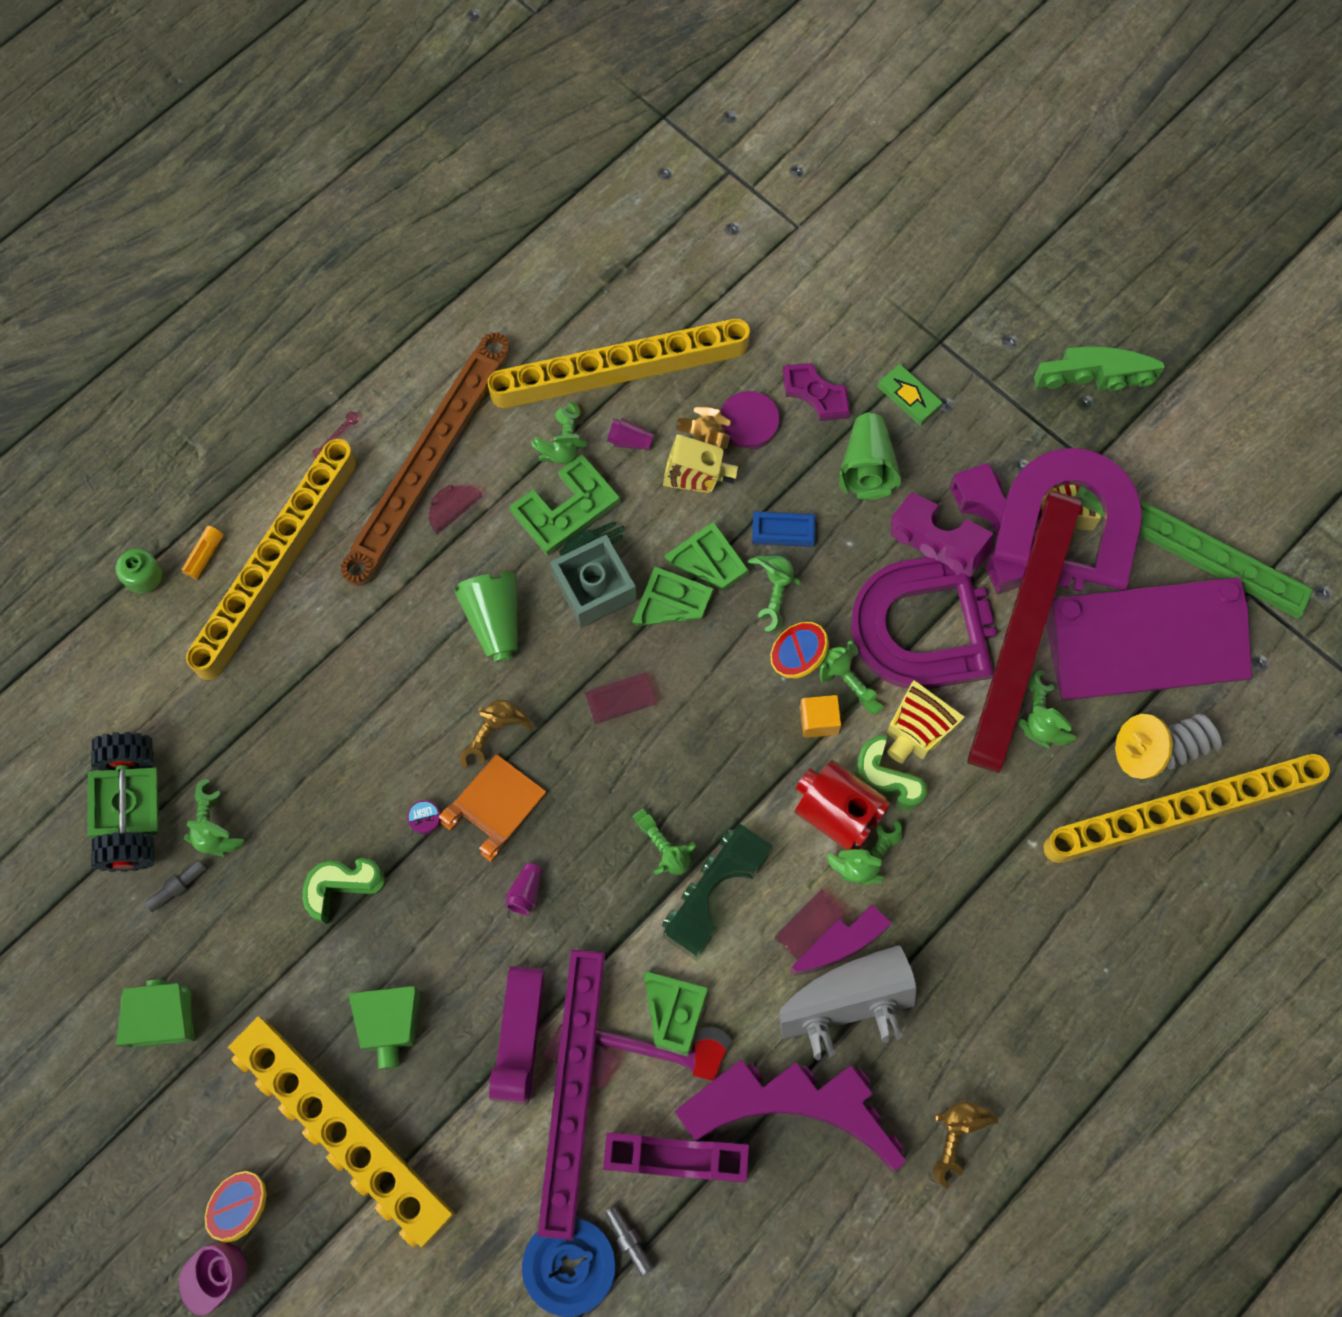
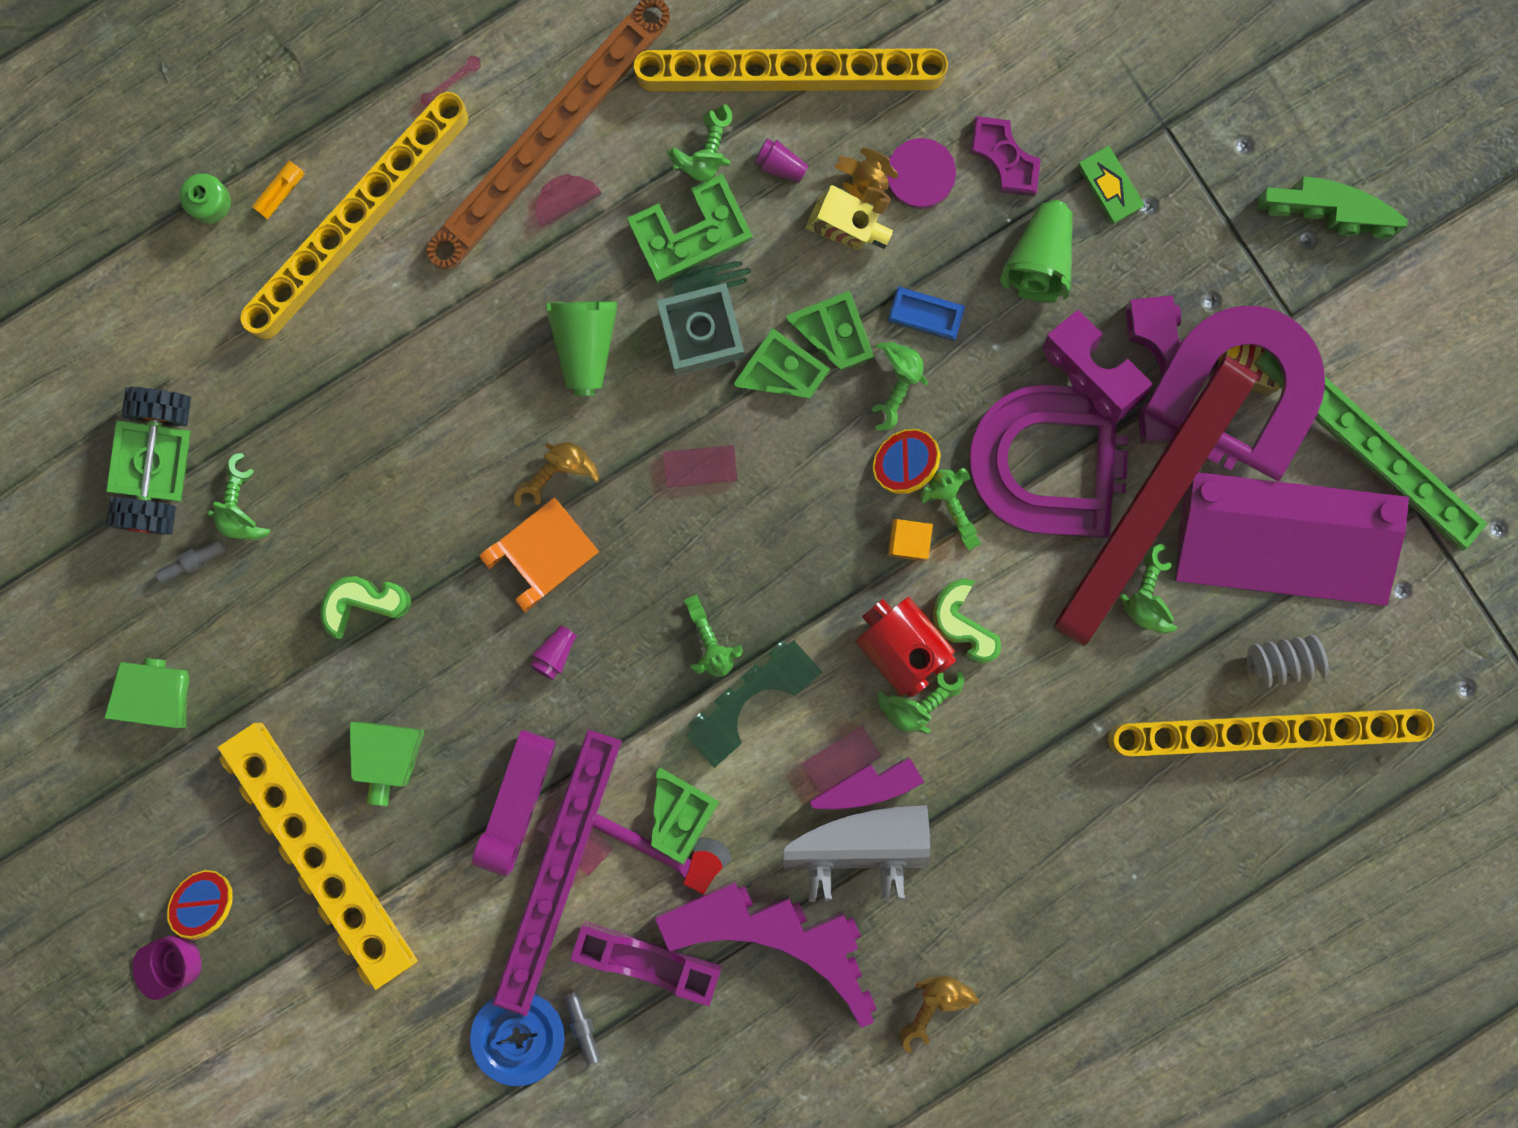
camera: 10 degrees right, 15 degrees up
(424, 817) = (464, 548): tile -> none
(921, 724) = (1014, 574): light yellow torso -> none
(1143, 746) = (1245, 657): yellow piece -> none

